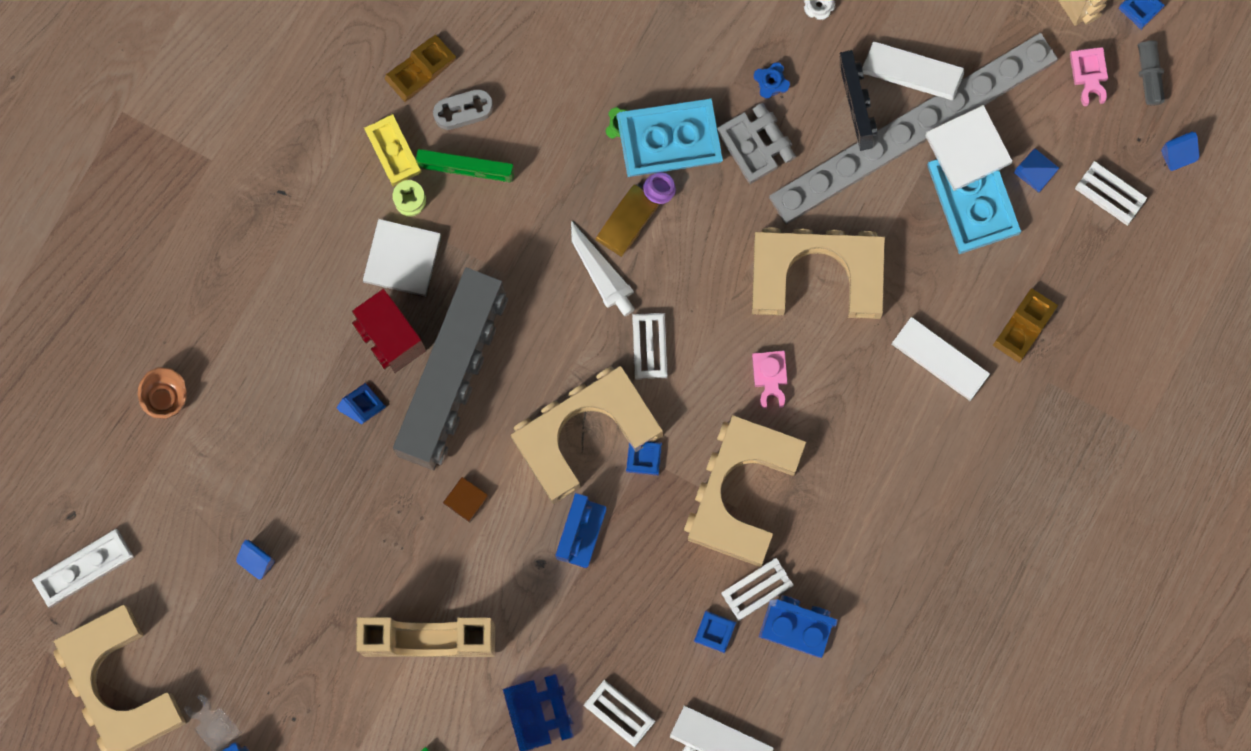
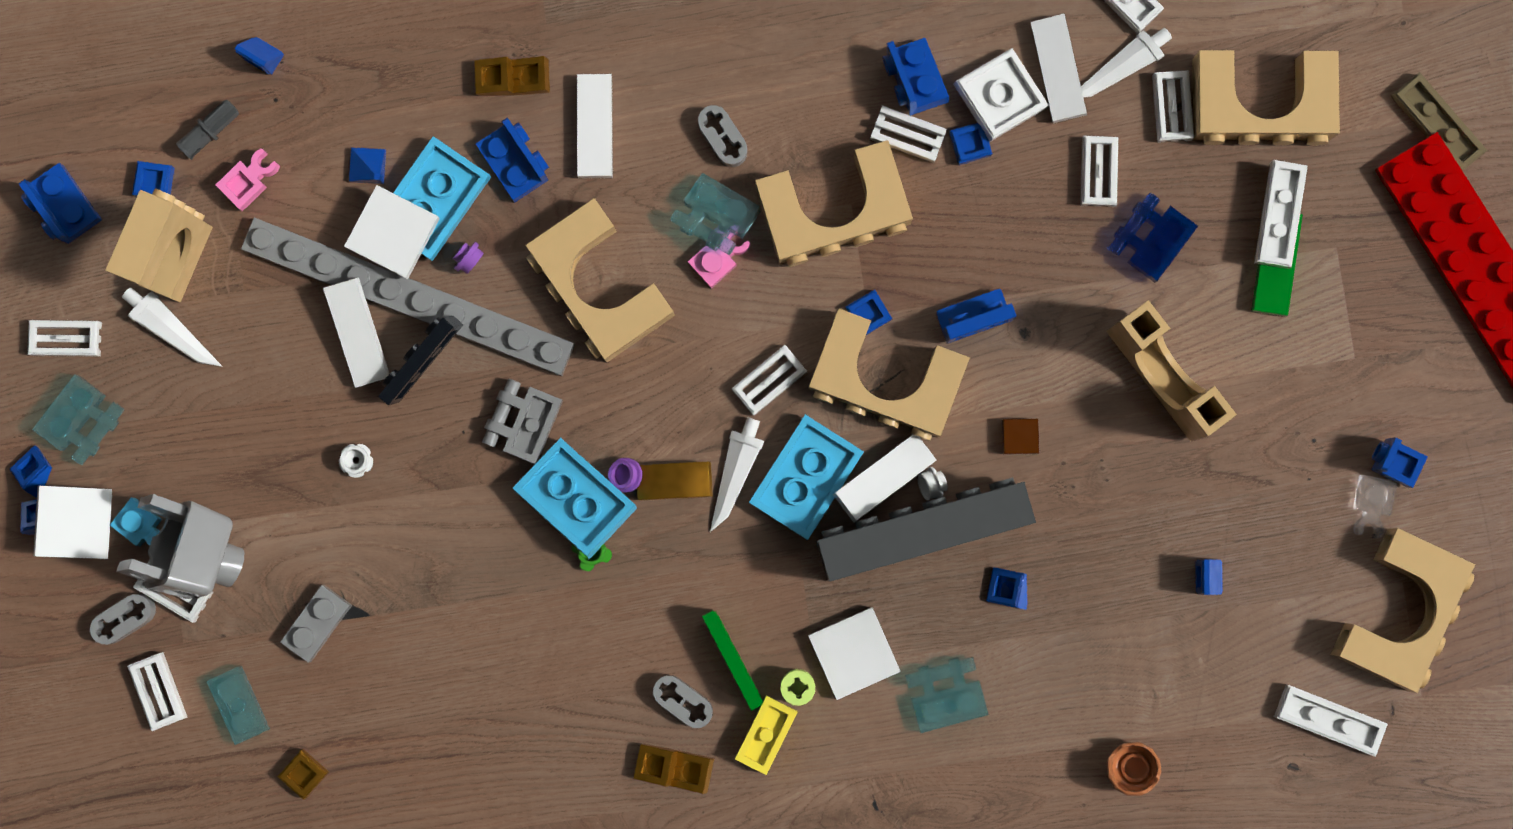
camera: 130 degrees left, 5 degrees up
(311, 298) = (948, 705): none -> clear light blue plate
(388, 330) = (932, 611): dark red brick -> none
(480, 406) = (932, 484): none -> white plate
(512, 374) = (884, 477): none -> white tile
(556, 318) = (806, 477): none -> medium azure plate
(734, 682) = (1001, 94): none -> white tile
(770, 89) = (459, 459): blue plate -> none
(807, 406) = (721, 206): none -> clear light blue plate
(861, 440) = (729, 132): none -> light grey beam
(909, 191) = (467, 257): none -> medium lavender plate
(959, 278) = (512, 160): none -> blue bracket
(1116, 182) = (341, 59): white tile -> none

